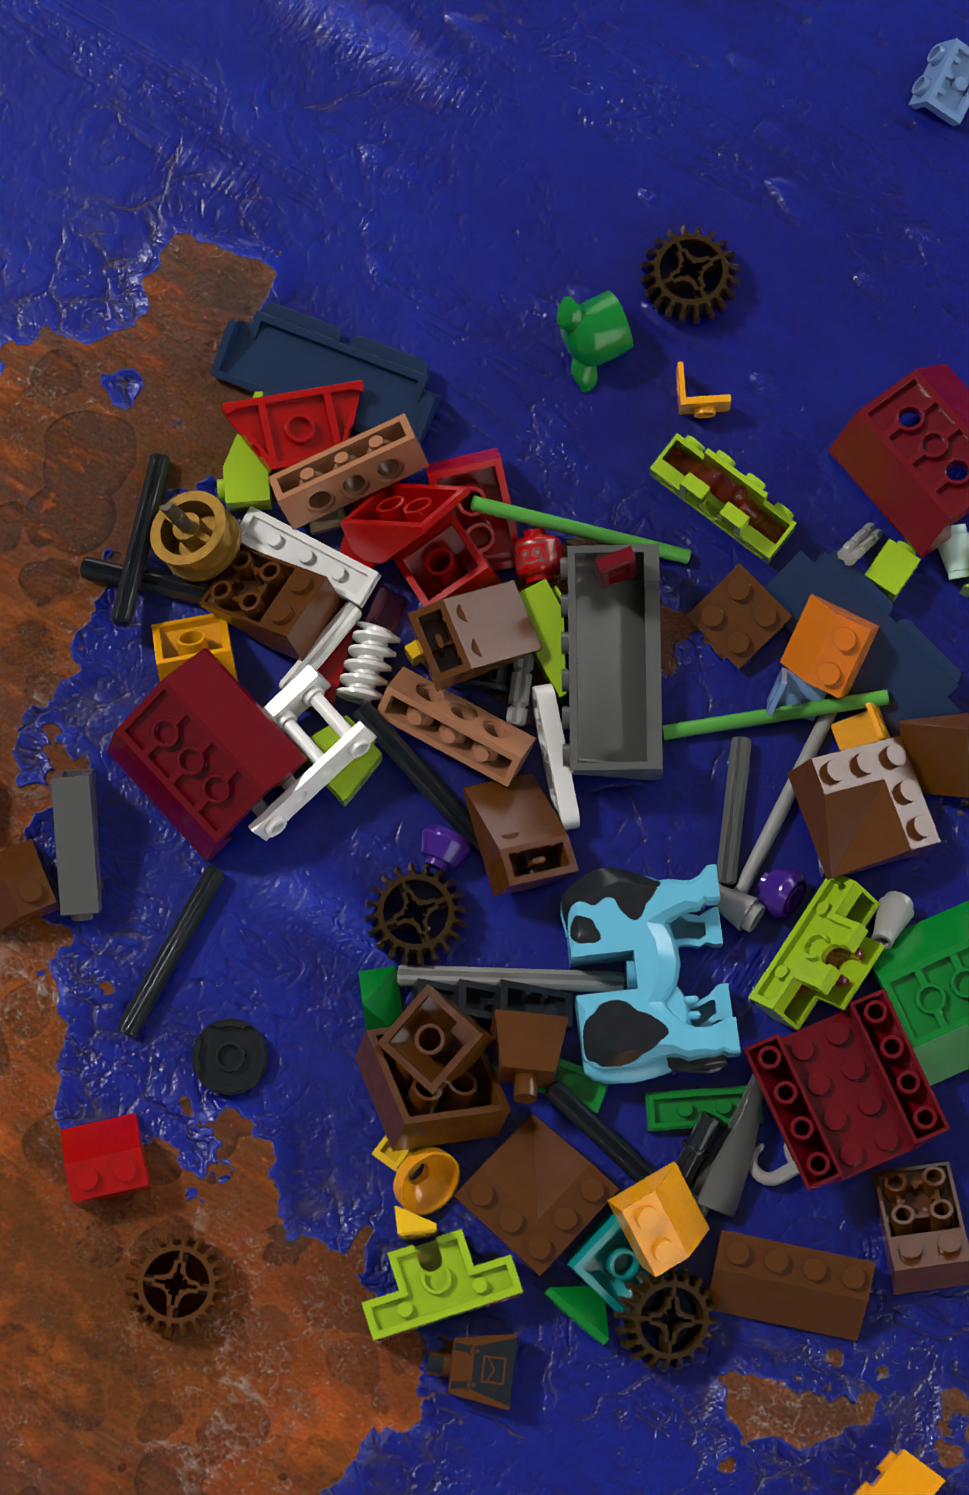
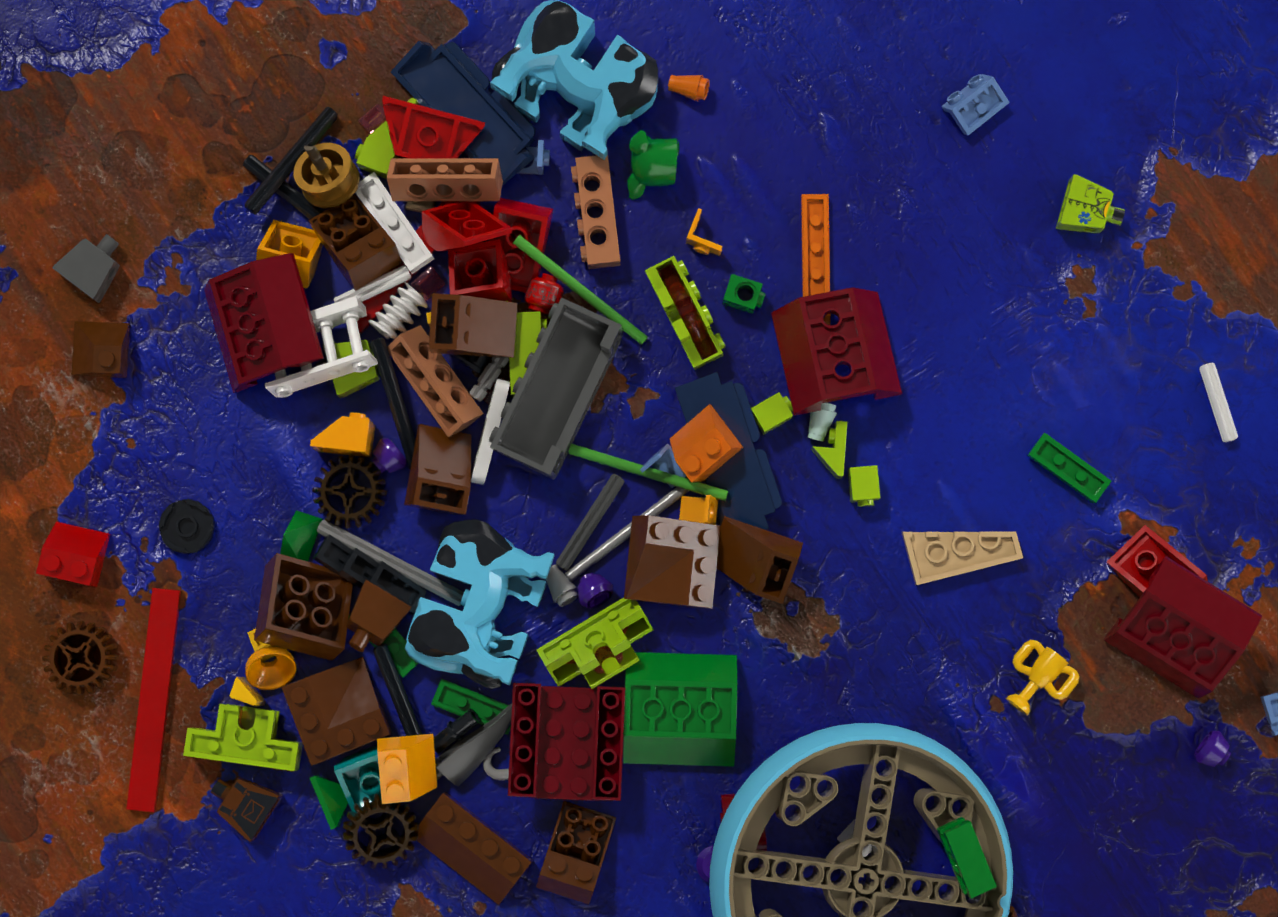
camera: 25 degrees right, 5 degrees up
(77, 842) = (154, 338): dark grey slope -> none
(171, 951) = (182, 440): black axle -> none
(217, 442) = (373, 118): none -> clear pink slope
(295, 1294) = (153, 700): none -> red tile
(381, 846) = (347, 436): none -> light orange slope
(401, 268) = (550, 59): none -> medium azure animal
(435, 1040) = (316, 581): reddish brown slope -> none
(452, 396) = (541, 159): none -> medium blue bracket
(530, 374) = (596, 169): none -> nougat brick
(590, 221) = (690, 86): none -> orange cone
(616, 567) = (585, 327): dark red tile -> none
(715, 260) = (750, 152): dark brown gear -> none
(739, 616) = (657, 396): reddish brown plate -> none
(771, 453) = (737, 283): none -> green brick
(839, 342) = (815, 245): none -> orange tile
(859, 544) = (758, 386): light grey axle -> none
(892, 917) = (656, 642): light grey cone -> none

